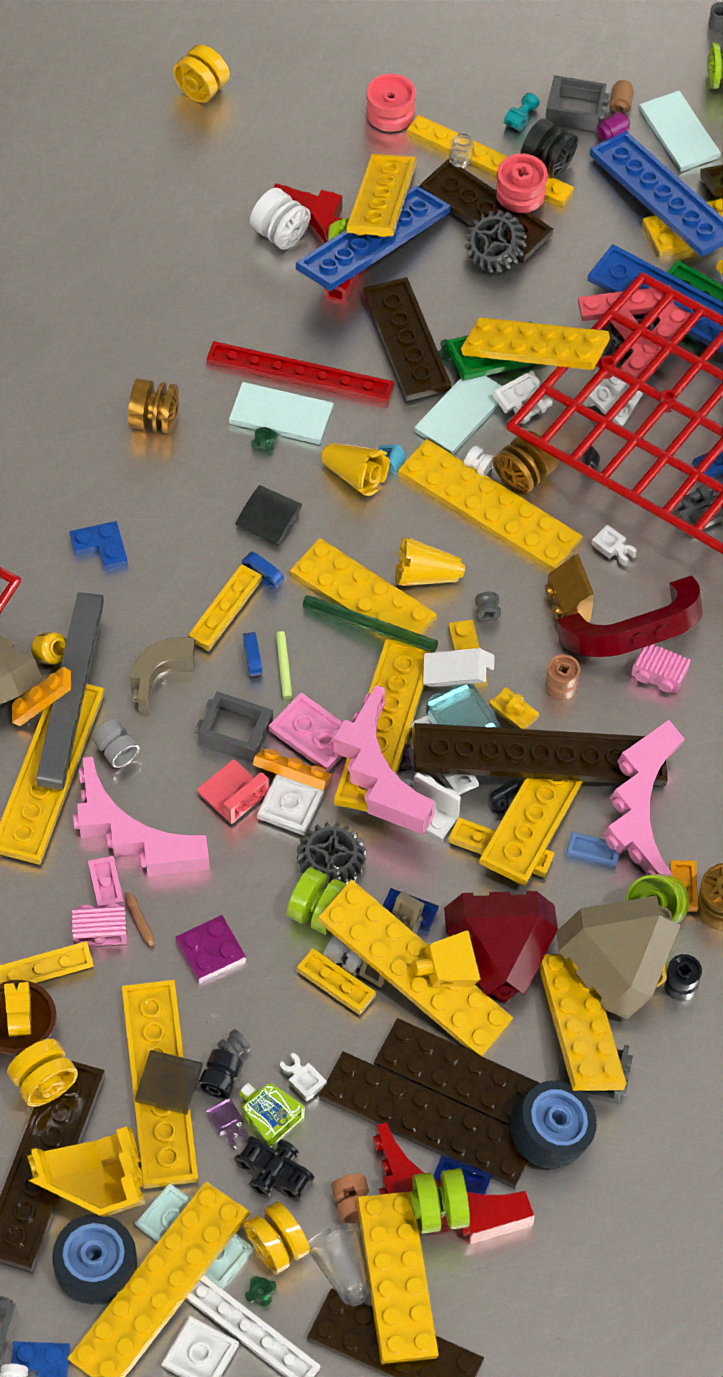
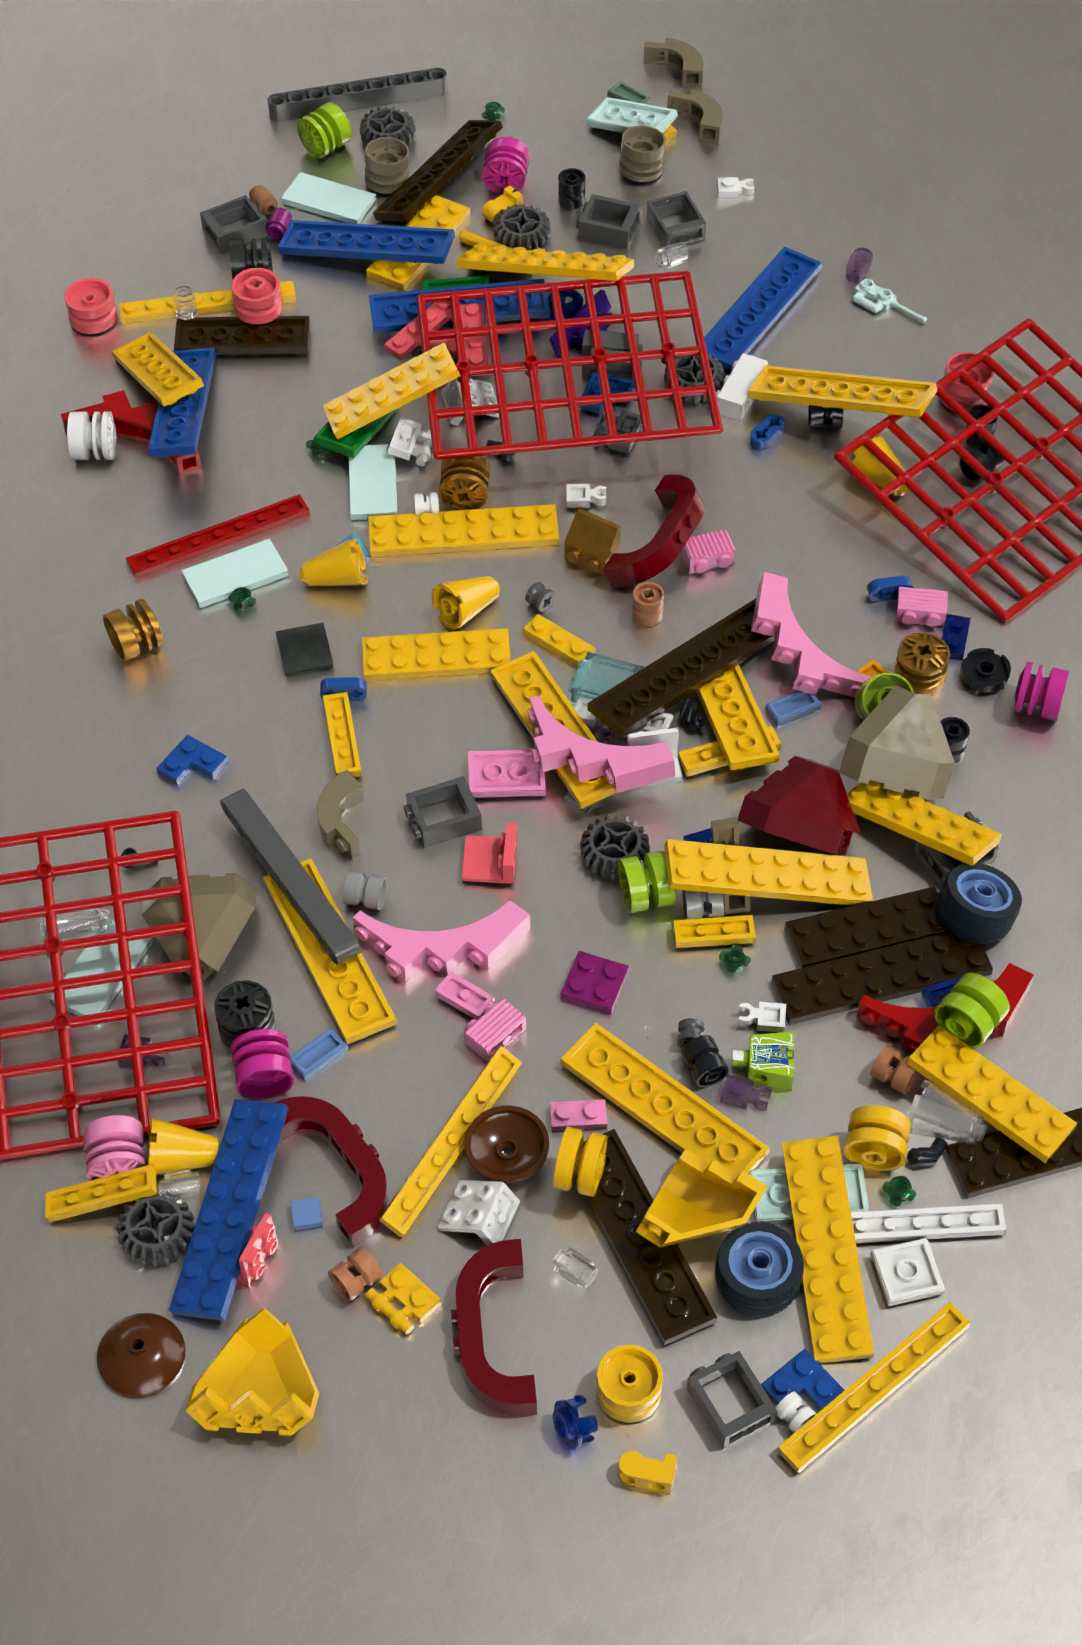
camera: 40 degrees left, 5 degrees down
(18, 1008) = (507, 1133): yellow leg -> none
(41, 696) = (273, 895): light orange plate -> none
(48, 648) = (236, 858): yellow head -> none
(94, 1039) = (578, 1115): none -> bright pink plate
(132, 905) = (519, 1004): medium nougat piece -> none
(168, 1082) = (674, 1096): clear smoke tile -> none
(252, 653) = (400, 752): blue beam -> none
(274, 1168) = (815, 1096): black axle -> none
(284, 665) = (430, 745): yellowish green bar -> none
(290, 804) = (544, 835): white plate -> none
(293, 769) = (520, 808): light orange plate -> none
(308, 1283) = (927, 1155): none -> black arm
(329, 1022) = (735, 965): none -> clear green plate
(337, 228) = (149, 411): lime arm -> none
(370, 623) = (467, 667): clear green axle -> none
(407, 339) = (278, 458): dark brown plate -> none
(449, 962) = (795, 845): yellow torso -> none
(457, 667) = (570, 648): white piece -> none
(501, 224) = (286, 347): dark grey gear -> none
(513, 709) = (638, 650): yellow hips -> none
(519, 117) = (198, 258): teal leg -> none

